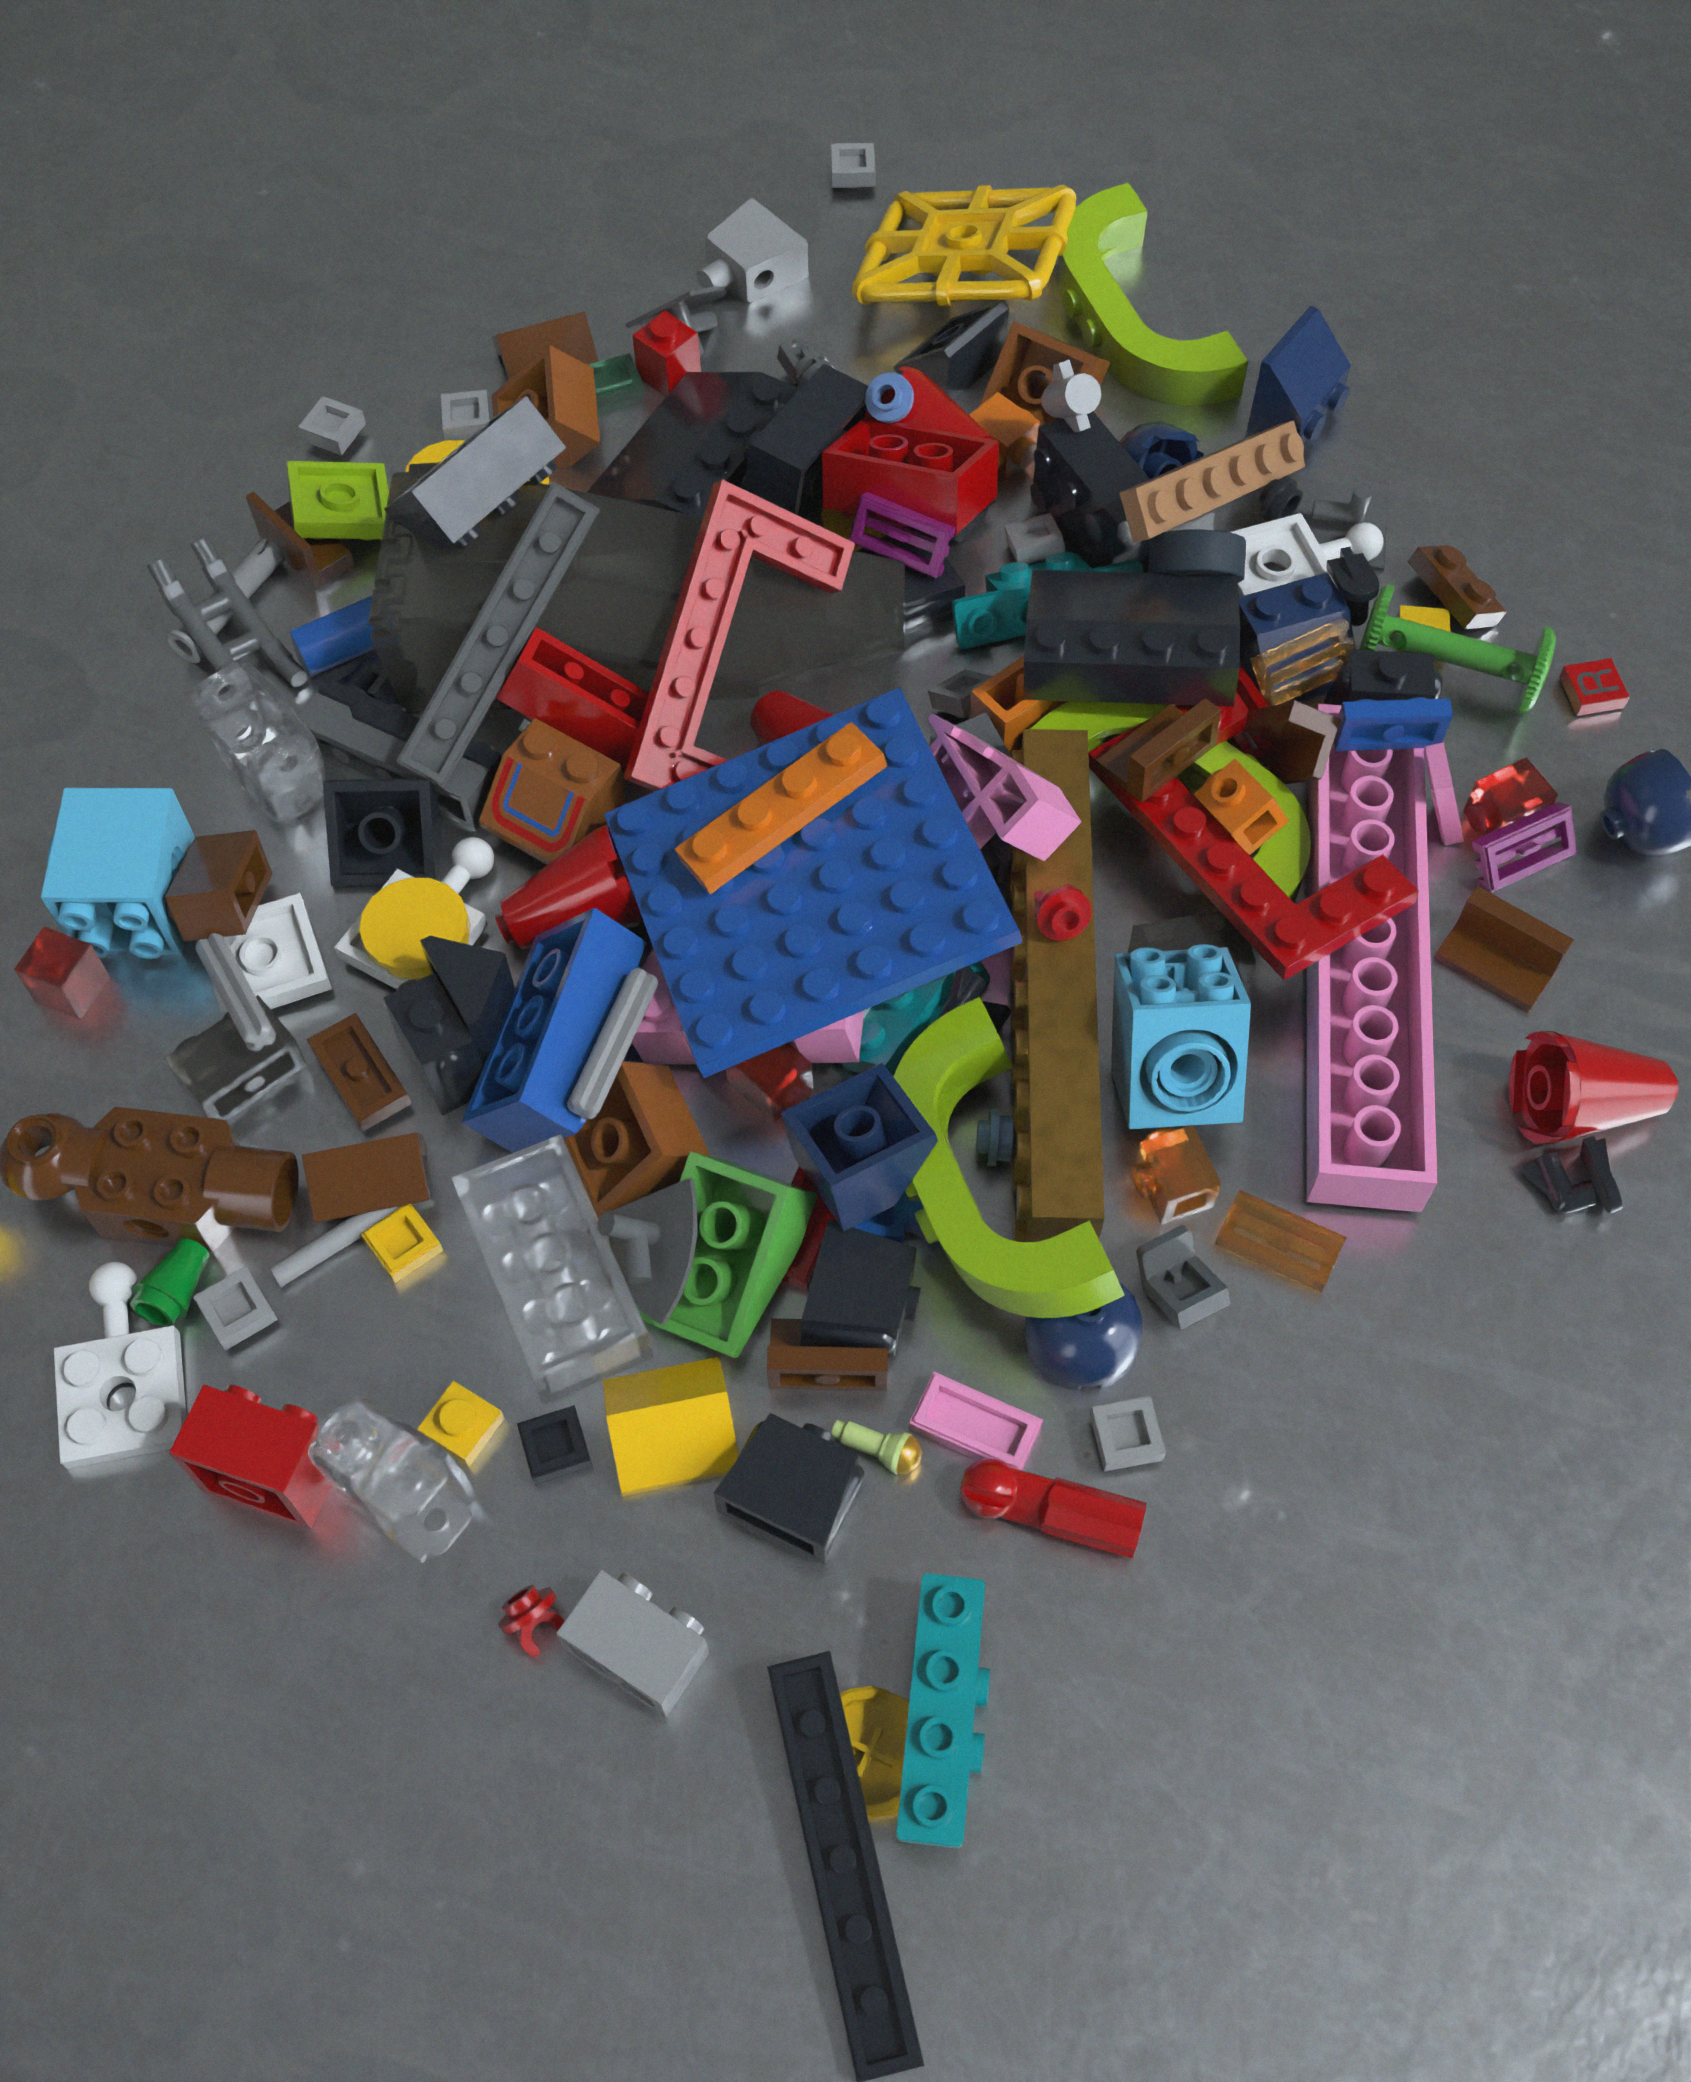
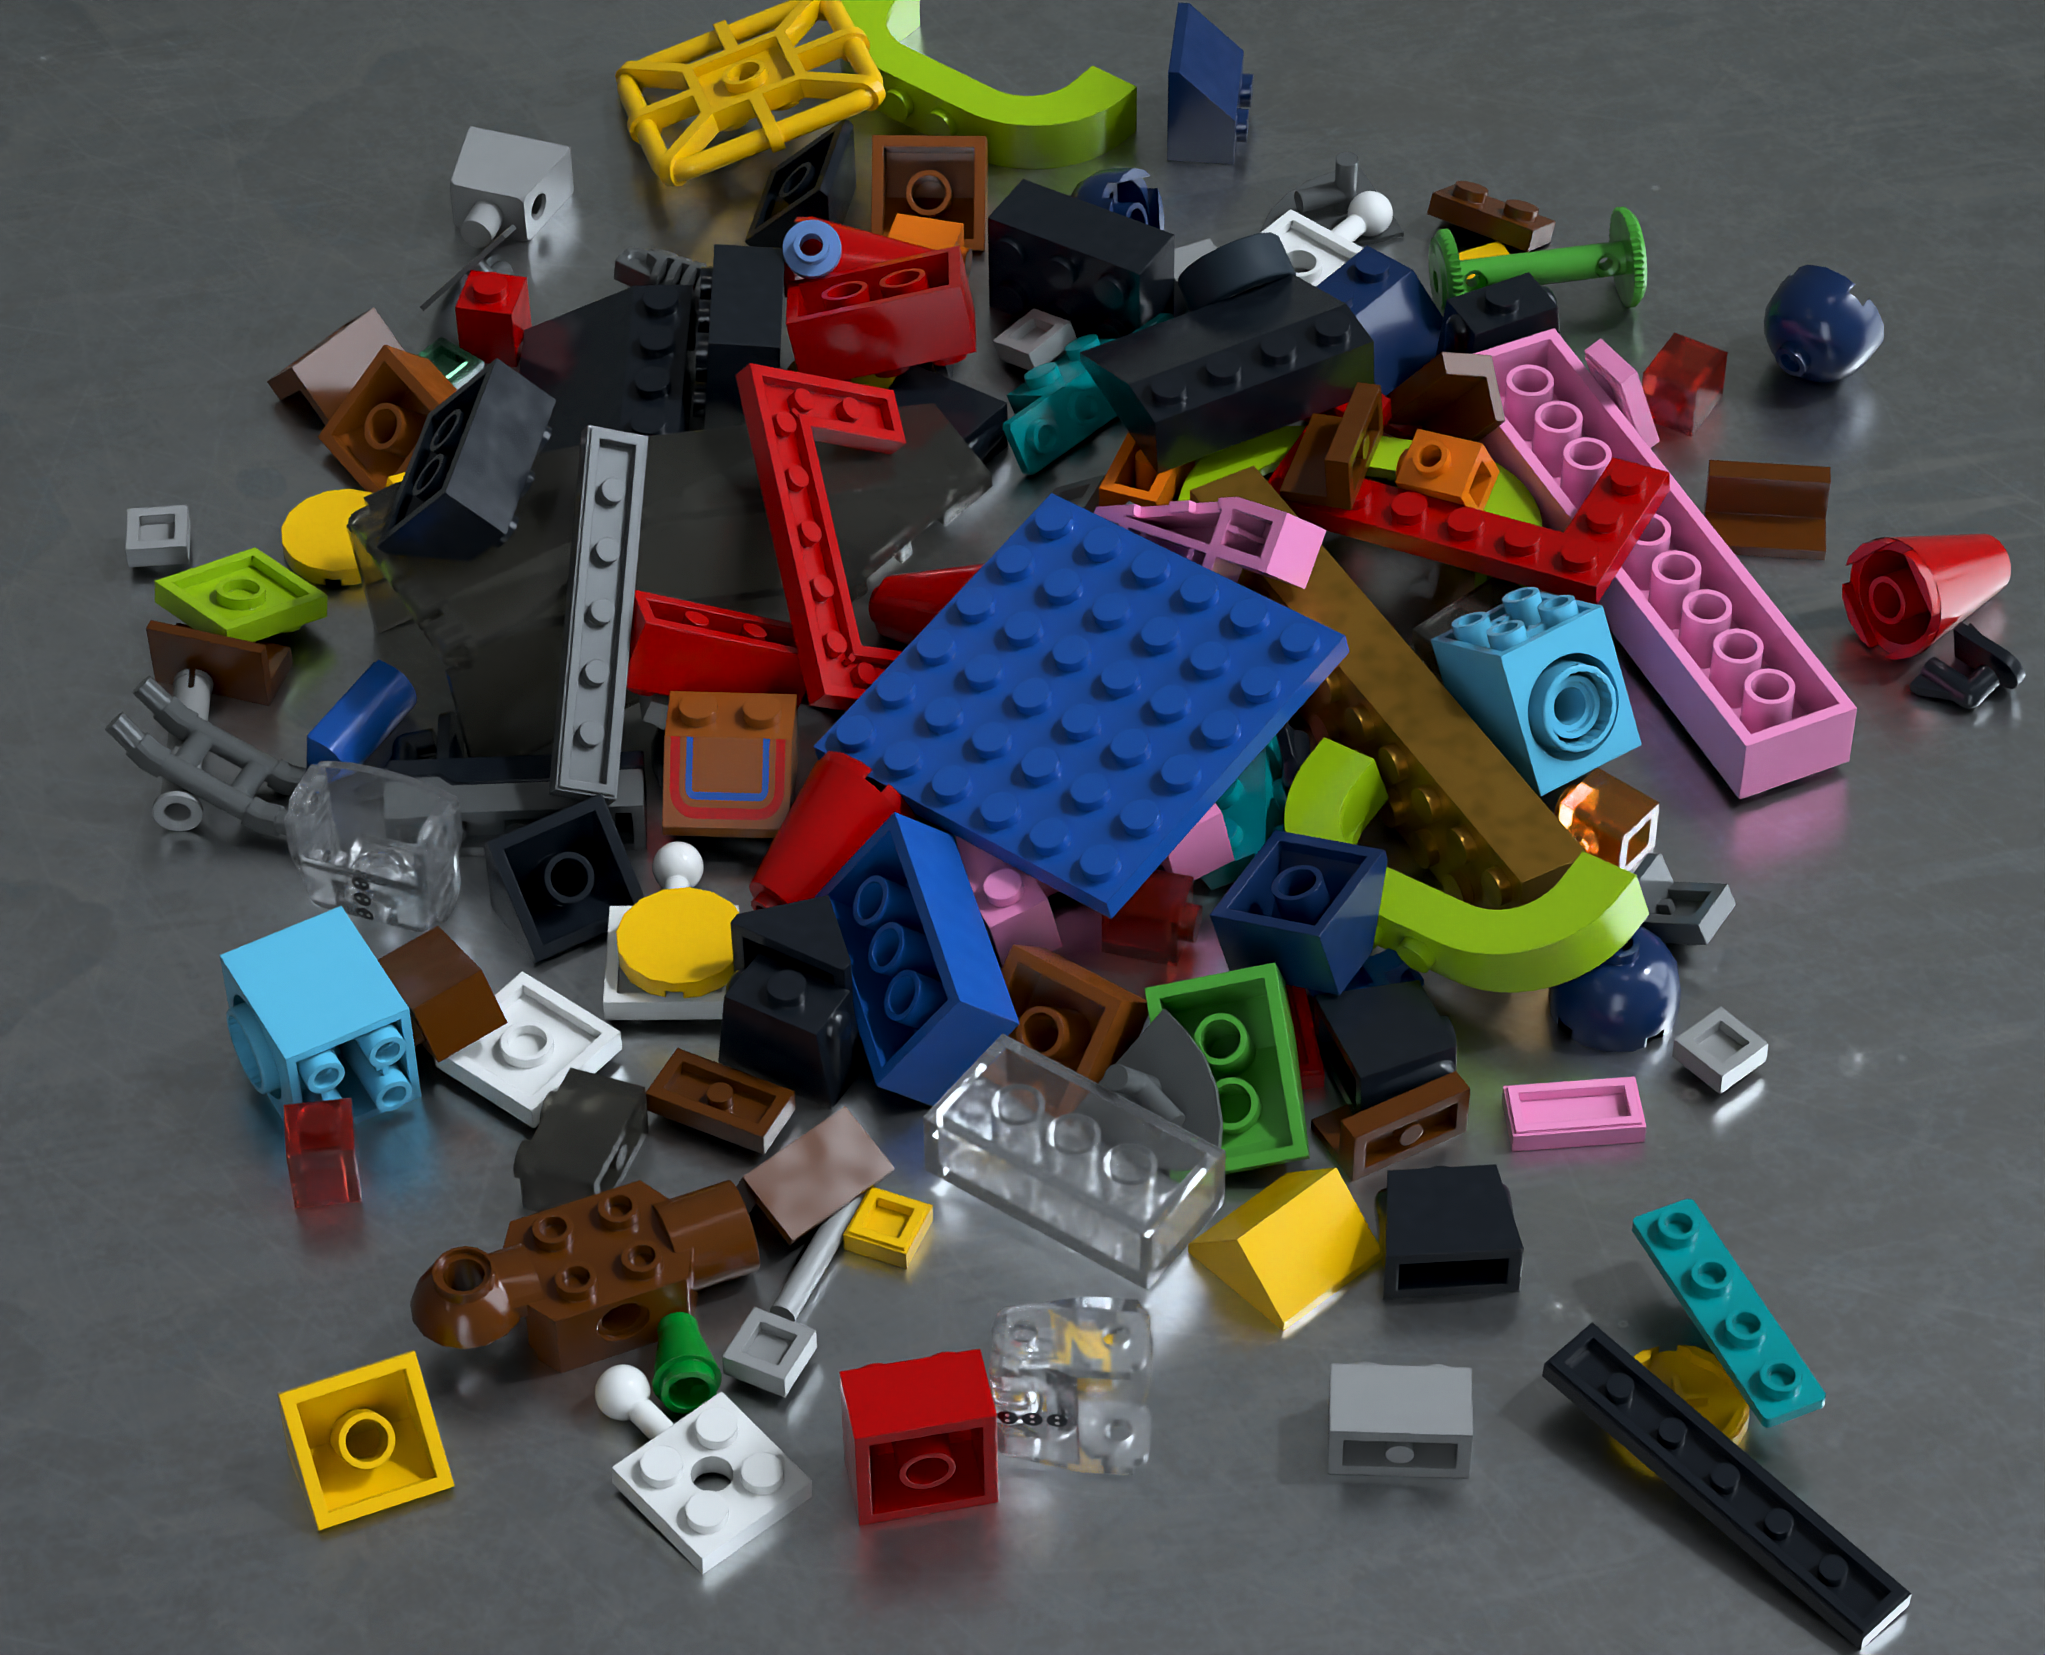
camera: 30 degrees left, 15 degrees down
(235, 992) = (550, 1068): light grey axle -> none
(464, 413) = (307, 466): light grey plate -> none
(527, 1610) = (1277, 1449): red plate -> none
(554, 1445) = (1188, 1316): black tile -> none
(612, 1044) = (999, 927): light grey axle -> none
(781, 807) = (1018, 643): orange plate -> none
(852, 165) = (542, 58): light grey plate -> none
(897, 1451) = (1519, 1165): yellowish green piece -> none
(939, 548) = (921, 353): magenta tile -> none
(995, 1137) = (1416, 862): medium blue plate -> none
(1054, 1506) = (1697, 1135): red piece -> none
(1062, 912) = (1361, 618): red plate -> none
(1071, 396) = (1011, 171): light grey piece -> none
(1212, 481) = (1198, 201): medium nougat plate -> none
(1279, 499) = (1259, 205): black plate -> none
(1289, 1223) = (1739, 834): clear orange tile -> none
(1343, 644) = (1427, 312): clear orange tile -> none
(1355, 583) = (1400, 241): black piece -> none
(1392, 724) = (1542, 342): blue plate -> none
(1525, 838) = (1720, 406): magenta tile -> none
(1594, 686) = (1685, 255): red tile -> none

